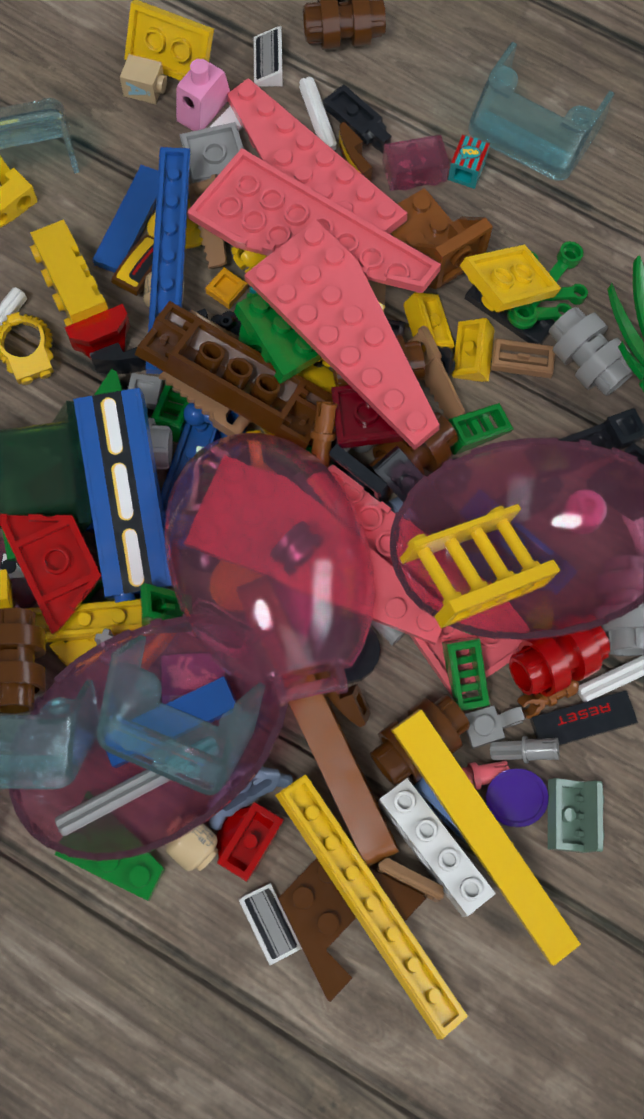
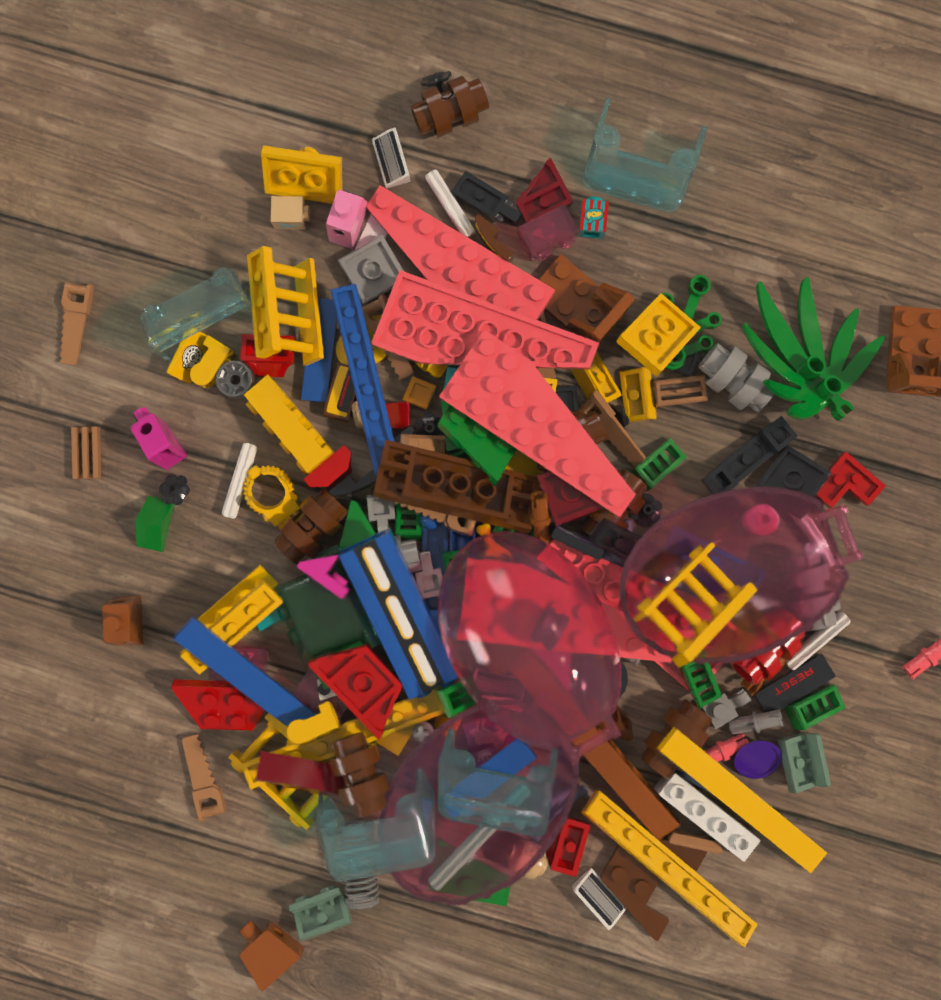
camera: 10 degrees left, 15 degrees up
(19, 215) = (225, 378): none -> flat silver wheel
(47, 391) = (295, 538): none -> reddish brown piece
(51, 416) = (319, 571): none -> dark pink slope
(74, 203) = (273, 366): none -> red slope
(81, 152) = (265, 312): none -> yellow fence
(169, 473) = (428, 579): none -> light grey plate
(197, 298) = (399, 415): none -> red slope
(422, 122) = (544, 193): none -> dark red wing
(583, 761) = (799, 714): none -> green slope

